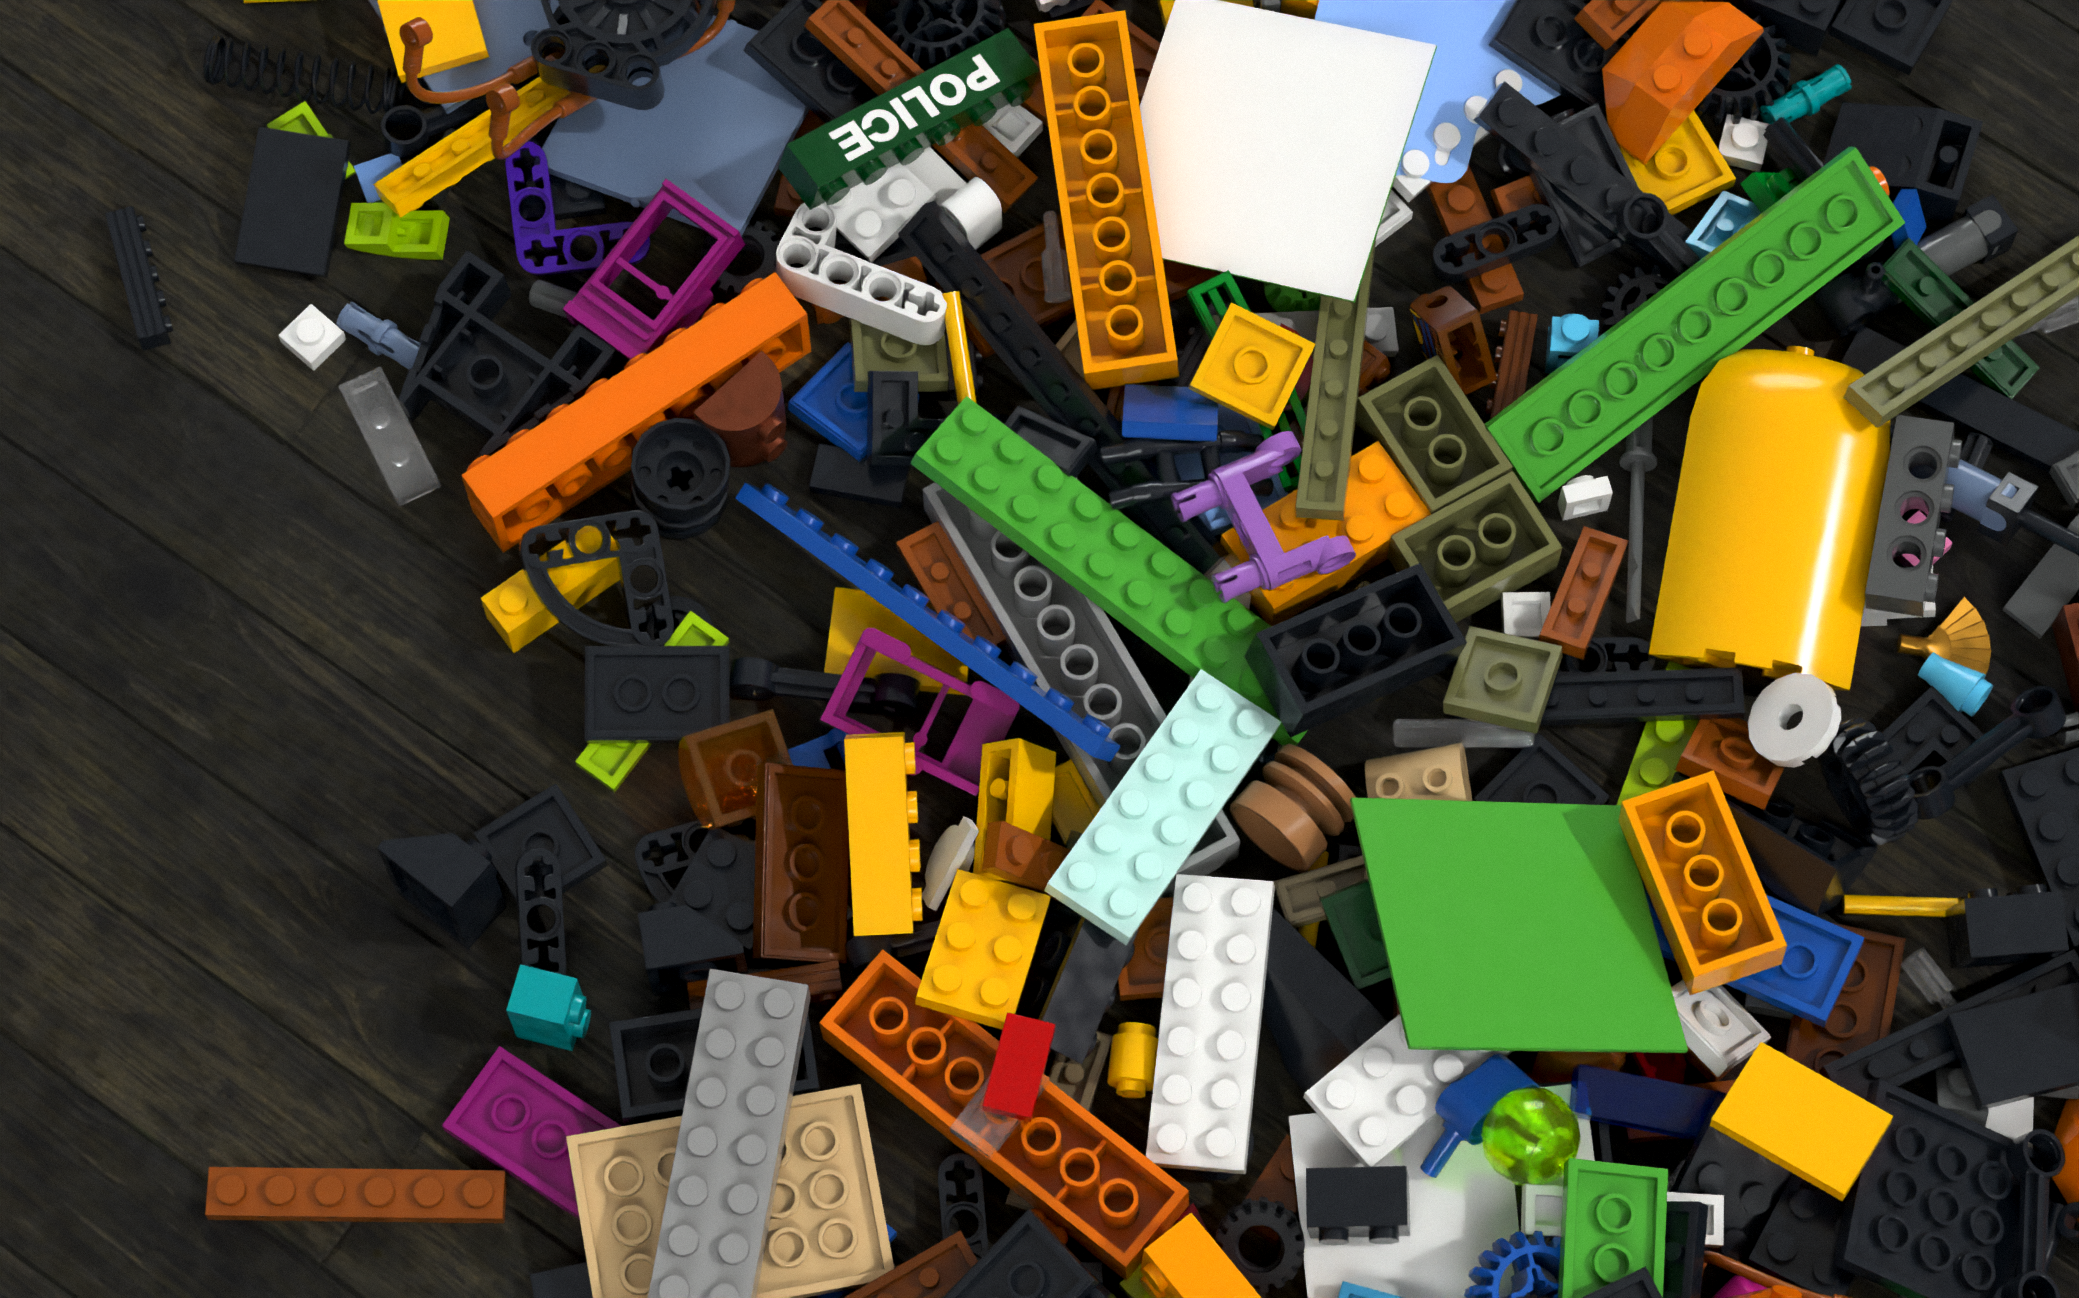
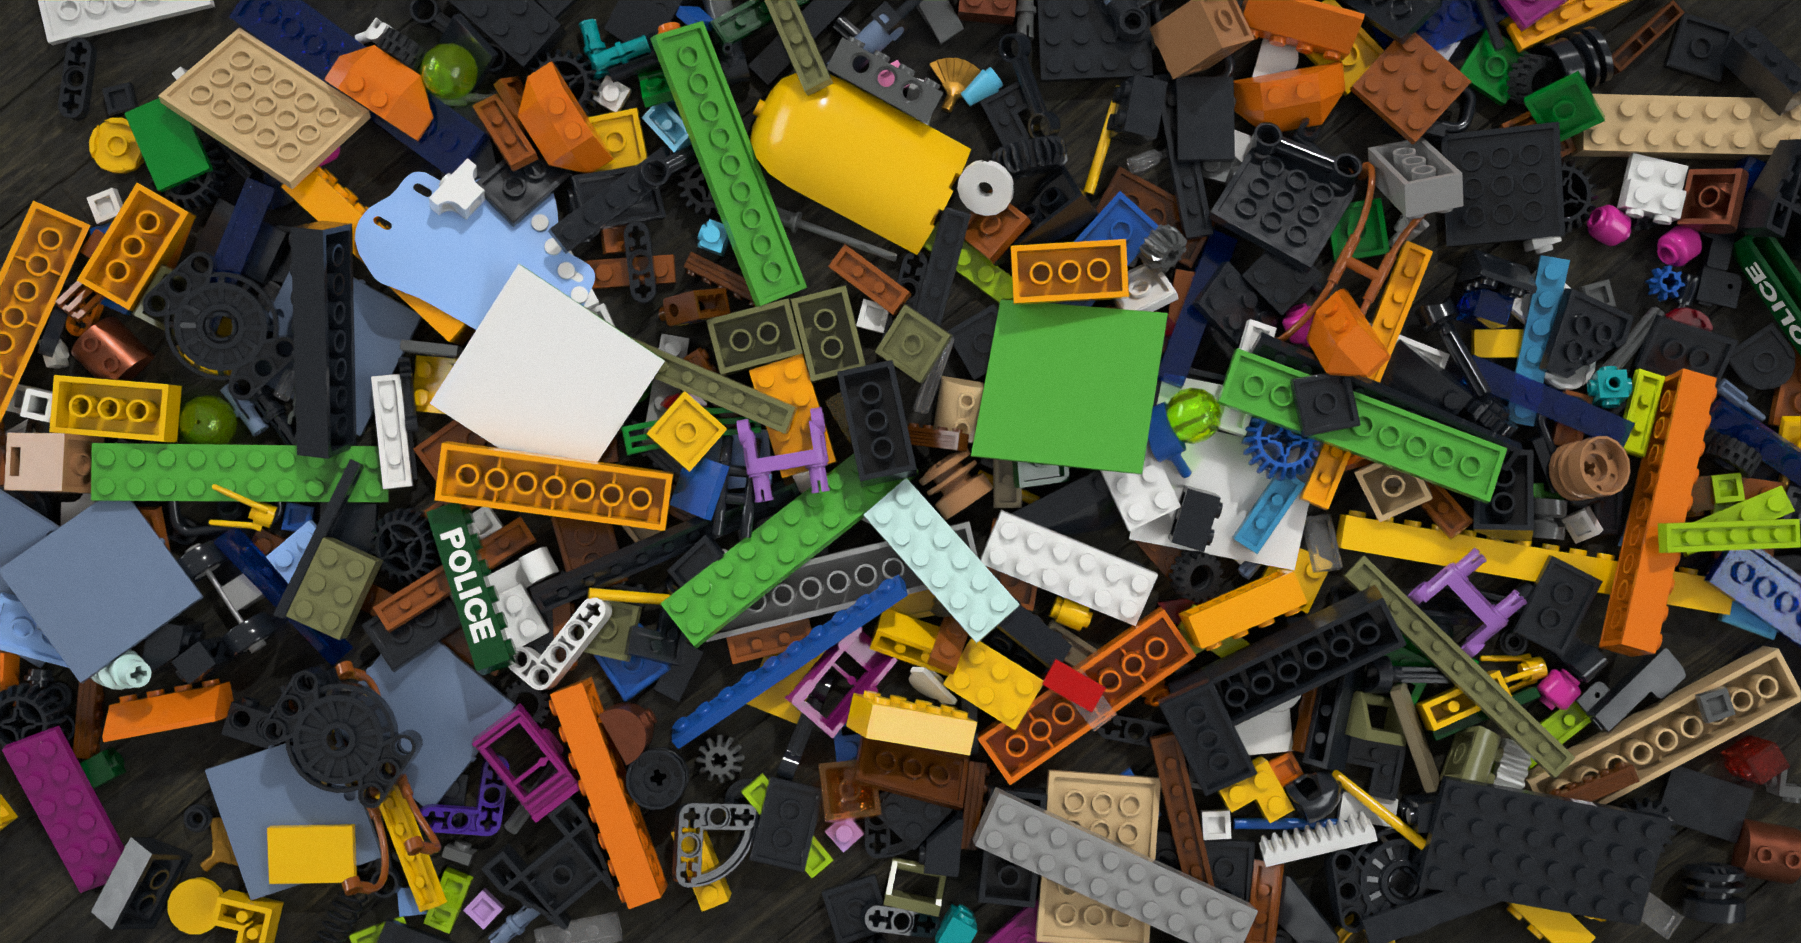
camera: 75 degrees left, 20 degrees up
(397, 284) = (484, 908): none -> lavender plate
(480, 225) = (460, 852): none -> dark grey plate
(575, 896) = (911, 901): none -> olive tile
(662, 799) = (844, 833): none -> lavender plate
(733, 555) = (719, 768): none -> dark grey gear
(1054, 263) = (583, 526): clear axle -> none
(1362, 752) = (938, 438): none -> reddish brown piece
(1584, 497) = (809, 260): white plate -> none
(1793, 1026) = (1162, 248): none -> dark grey gear
(1801, 1121) = (1225, 264): yellow tile -> none
(1809, 125) = (621, 52): none -> teal pin

